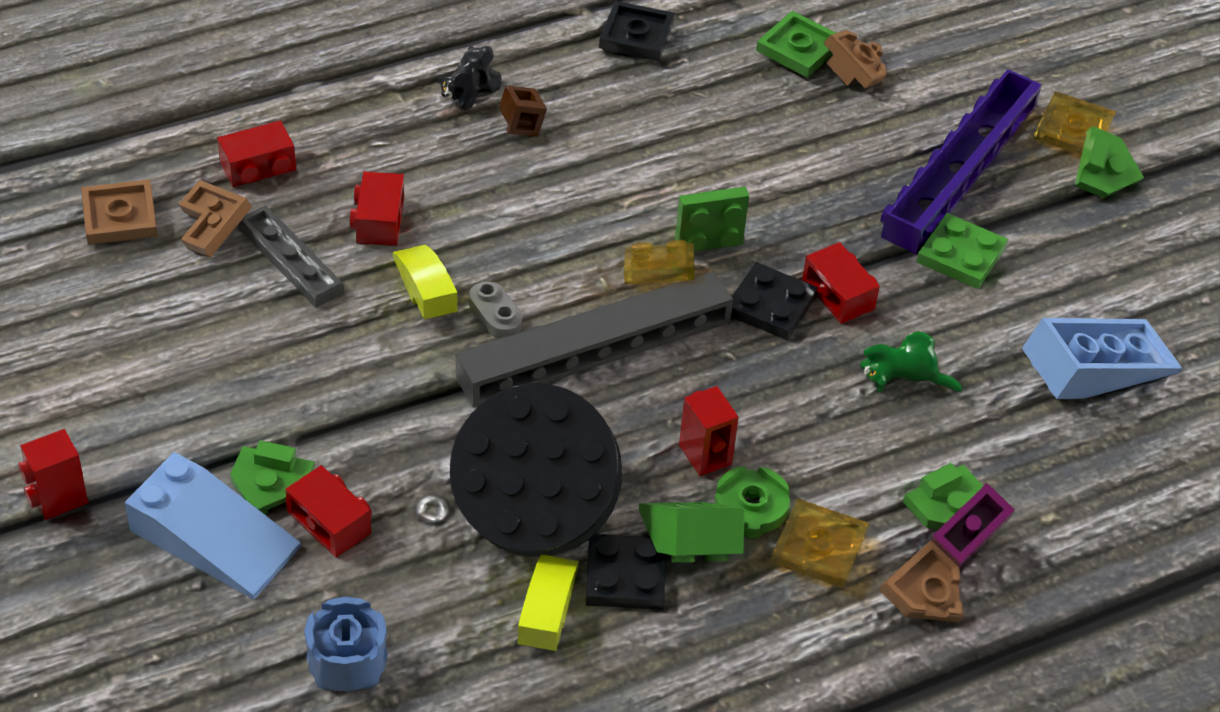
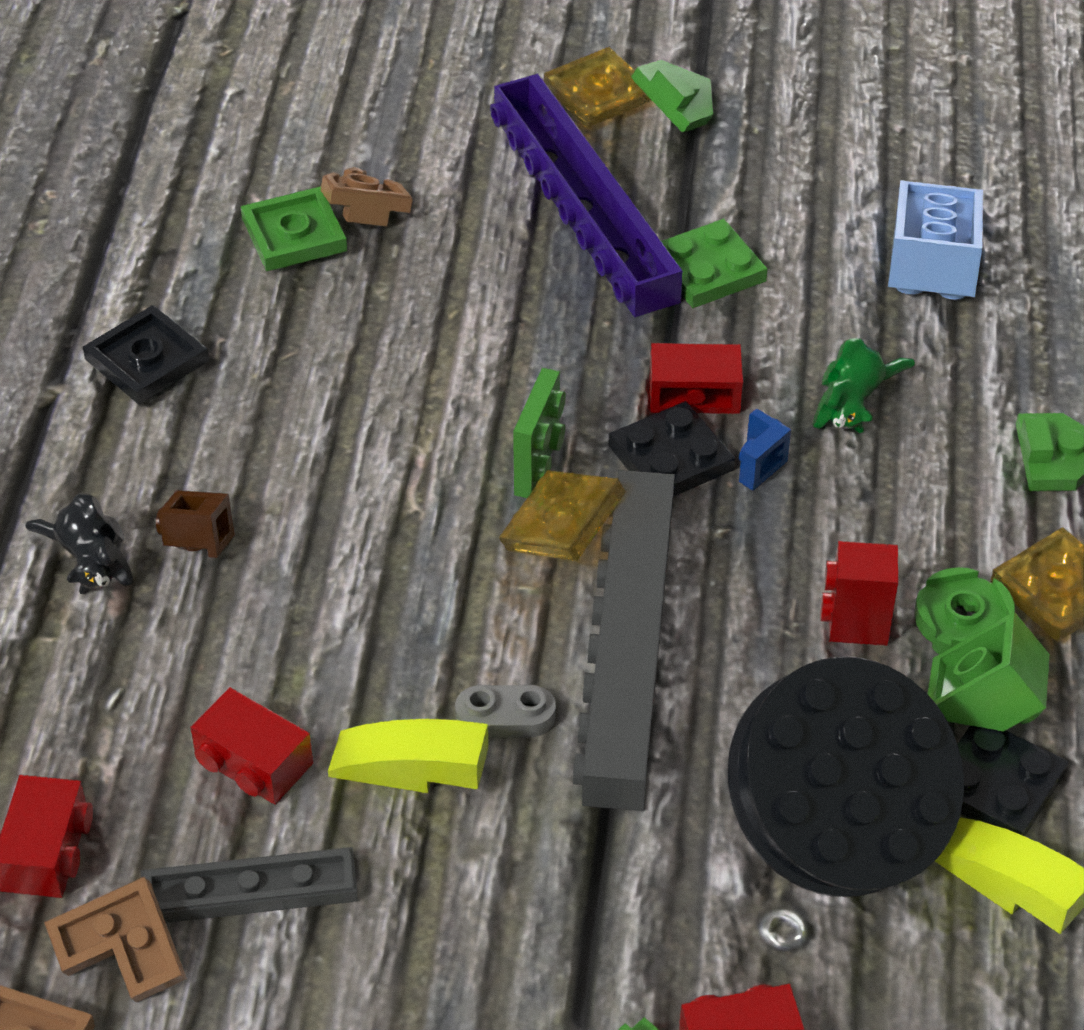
camera: 55 degrees left, 0 degrees up
(805, 343) = (765, 449): none -> blue bracket

